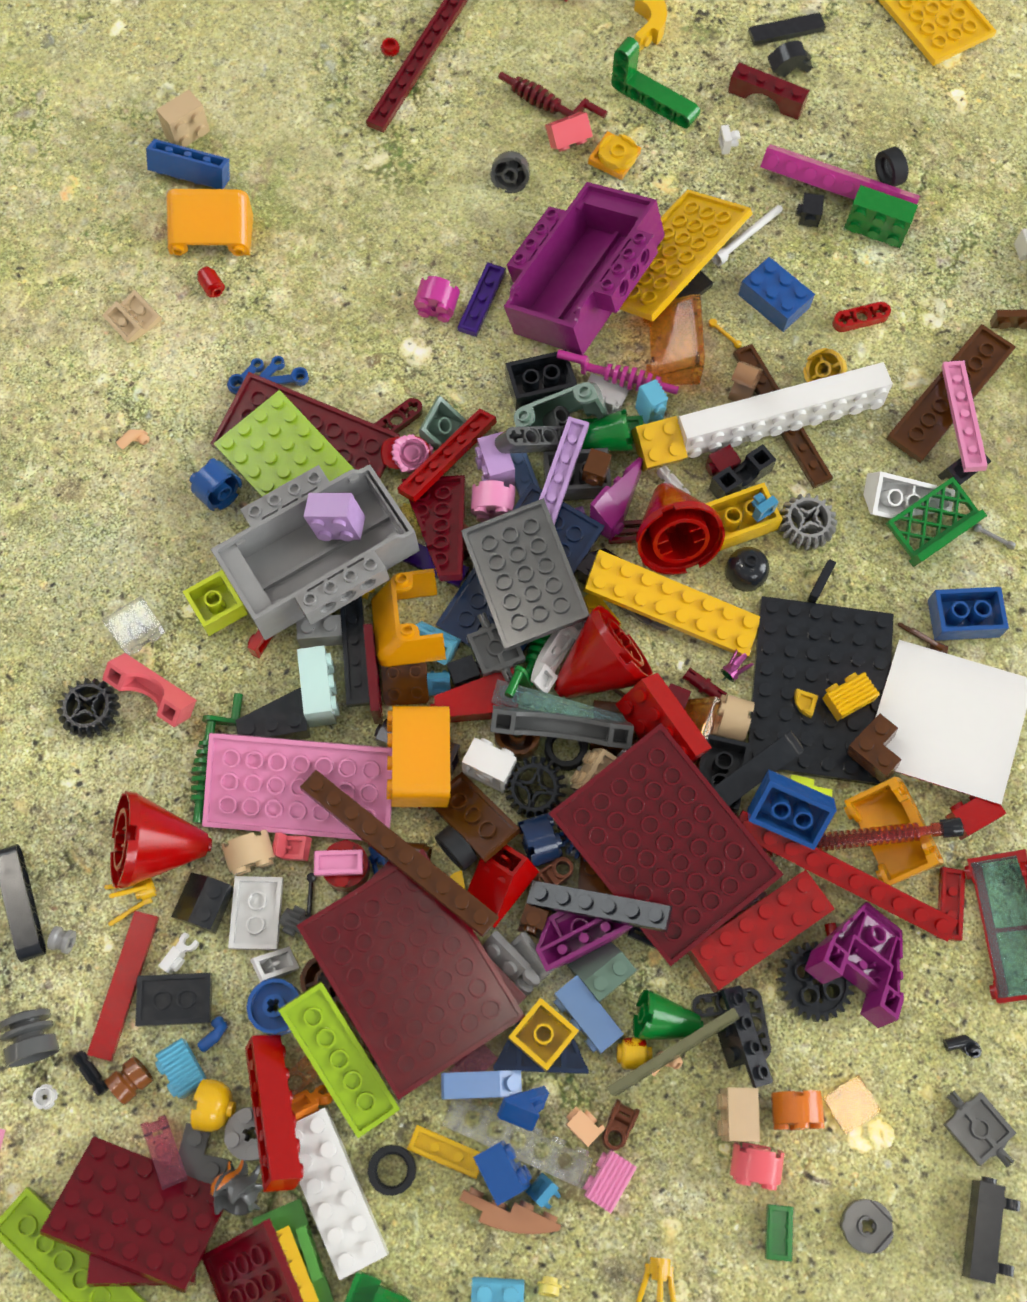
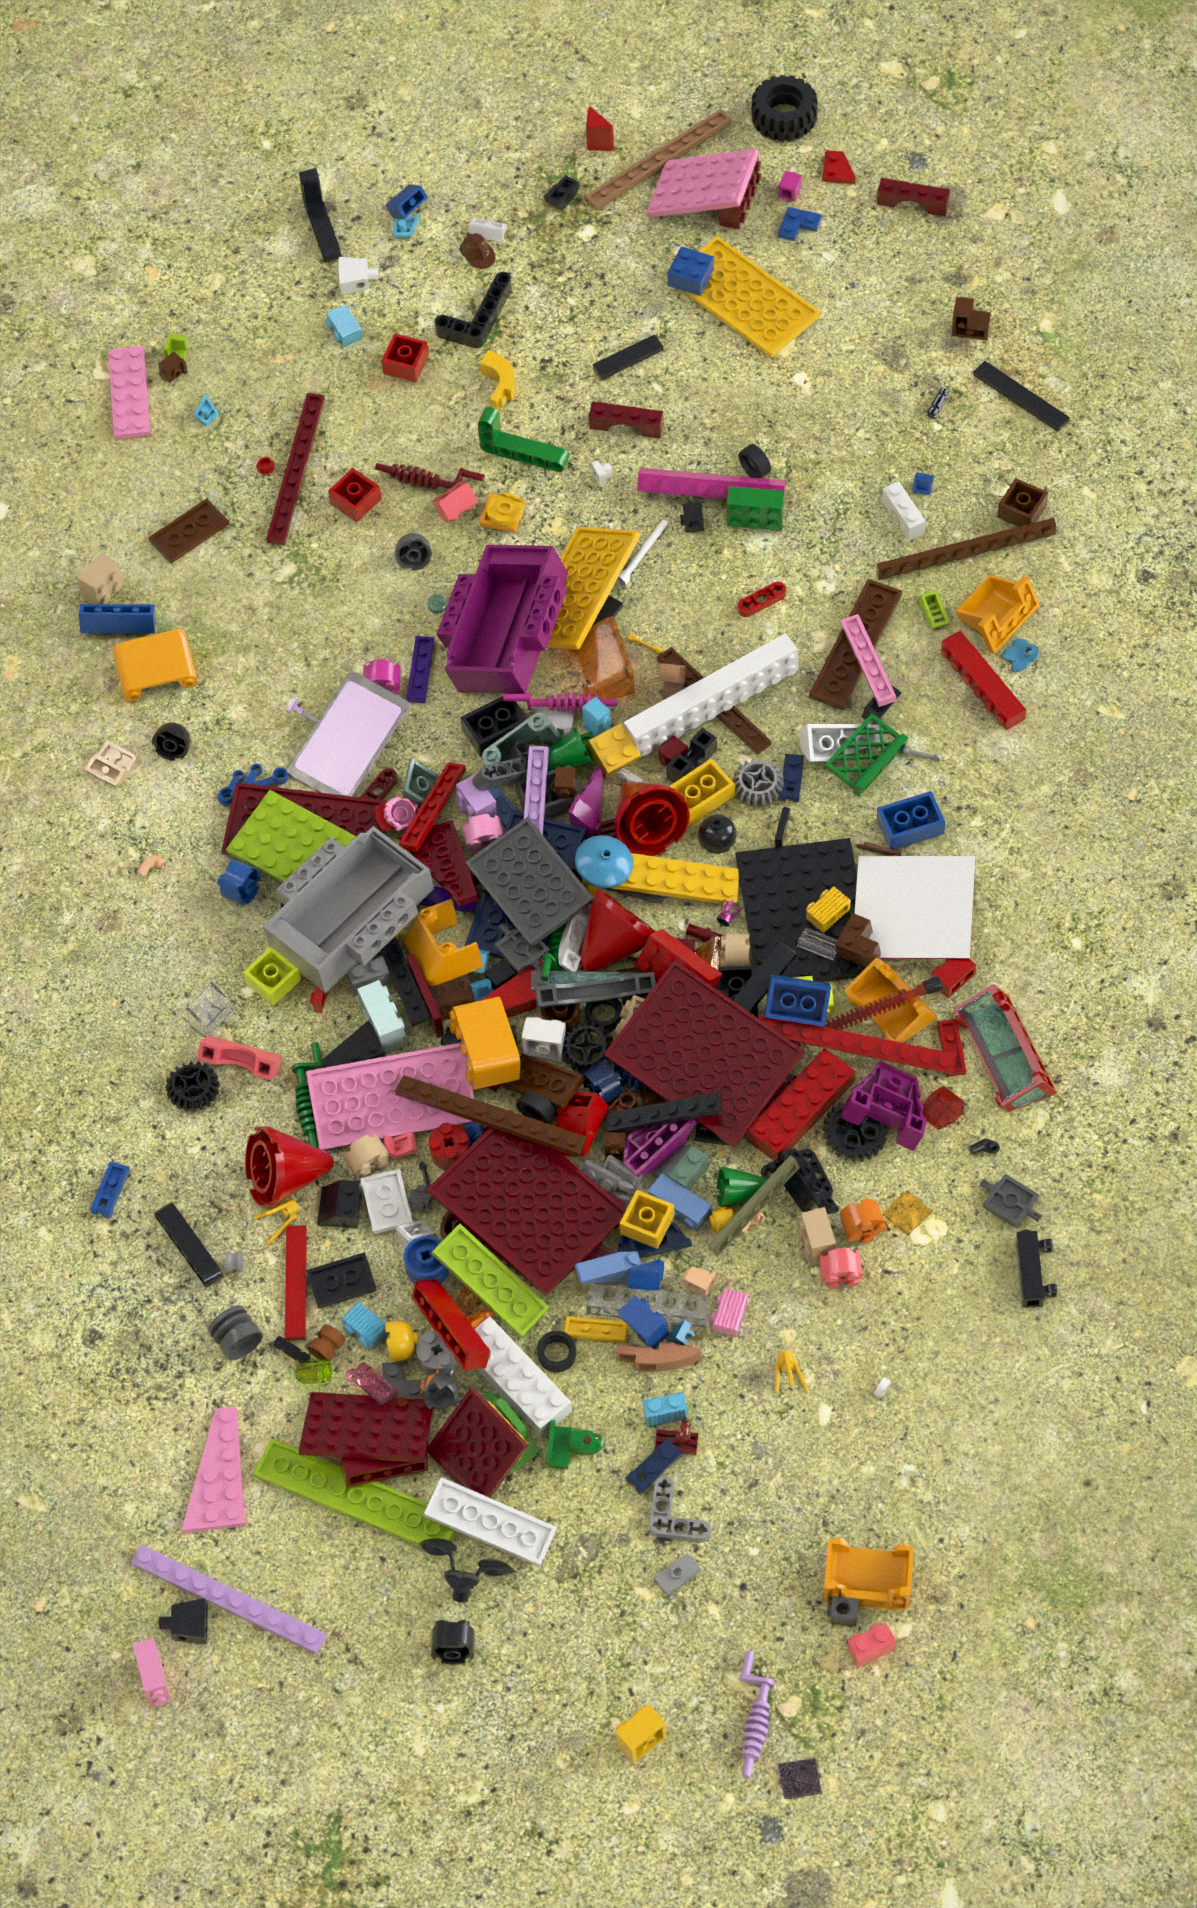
camera: 10 degrees left, 10 degrees down
(38, 1094) = (266, 1373): white plate -> none
(104, 1113) = (314, 1372): none -> clear neon green rock
(174, 958) = (331, 1250): white plate -> none
(198, 308) = (171, 741): none -> black cylinder
(210, 282) = (171, 713): red brick -> none
(214, 1036) = (385, 1291): blue arm -> none
(292, 94) = (188, 531): none -> reddish brown tile
(334, 516) = (357, 874): lavender brick -> none
(338, 862) = (444, 1140): bright pink tile -> none
(381, 352) = (347, 736): none -> piece
(469, 98) = (354, 494): none -> red brick
(518, 233) = (436, 603): none -> clear light blue tile
(549, 1287) = (704, 1397): light yellow plate -> none
(607, 583) = (603, 870): none -> dark azure dish
(620, 1124) = (726, 1271): copper piece -> none
(763, 507) = (715, 777): dark azure tile -> none
(776, 294) = (681, 599): blue brick -> none
(779, 1232) = (872, 1313): green plate -> none
(788, 57) = (636, 384): black brick -> none
(805, 702) = (792, 924): yellow tile -> none
(823, 364) = (737, 647): yellow cylinder -> none
(823, 739) = (817, 946): none -> clear tile
(847, 522) = (792, 777): none -> dark blue plate
(852, 1226) = (938, 1279): plate -> none
(925, 980) = (942, 1108): none -> clear red slope

